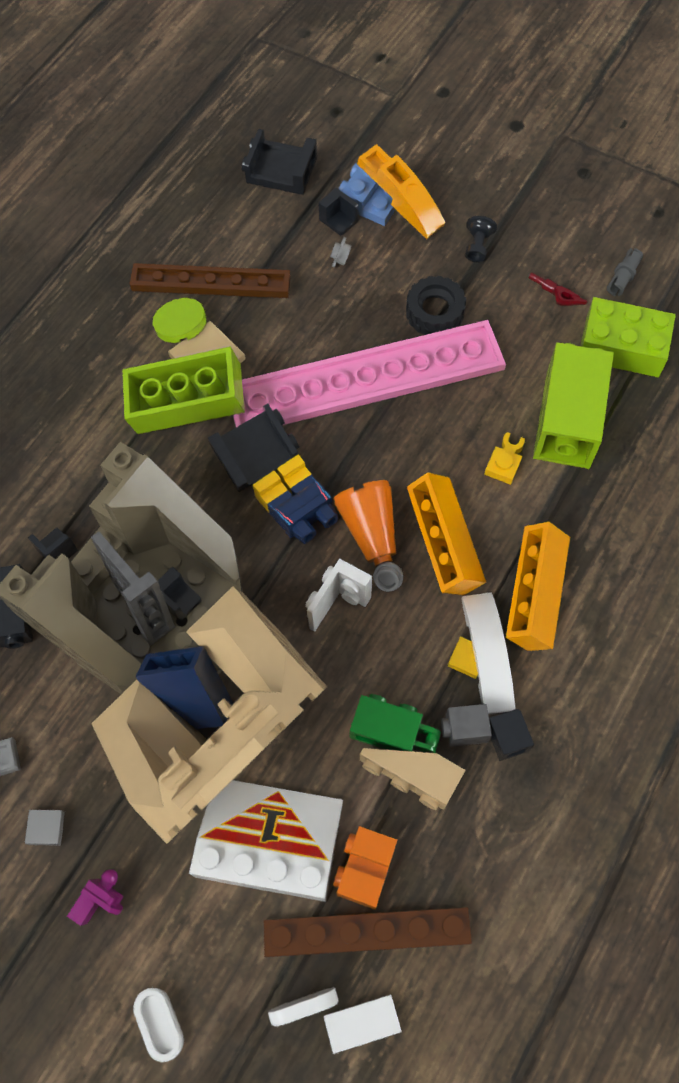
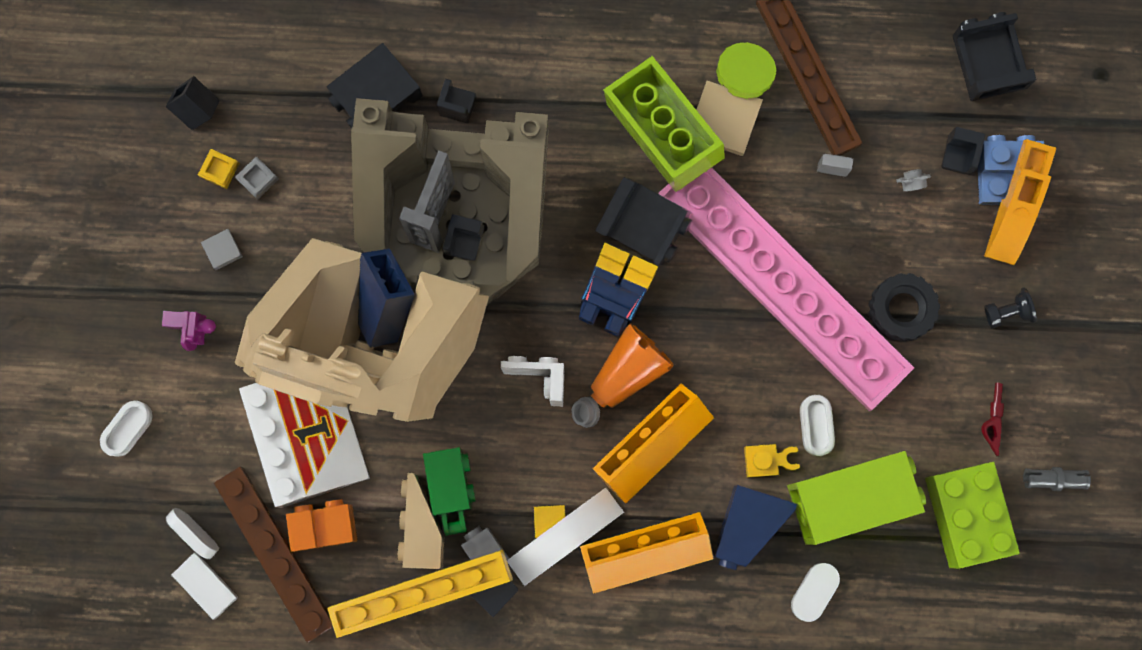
camera: 60 degrees right, 15 degrees up
(295, 296) = (835, 165): none -> light grey tile
(479, 804) = (420, 593): none -> yellow plate
(495, 411) = (817, 425): none -> white tile
(554, 496) = (749, 525): none -> dark blue slope
(634, 478) = (815, 592): none -> white tile

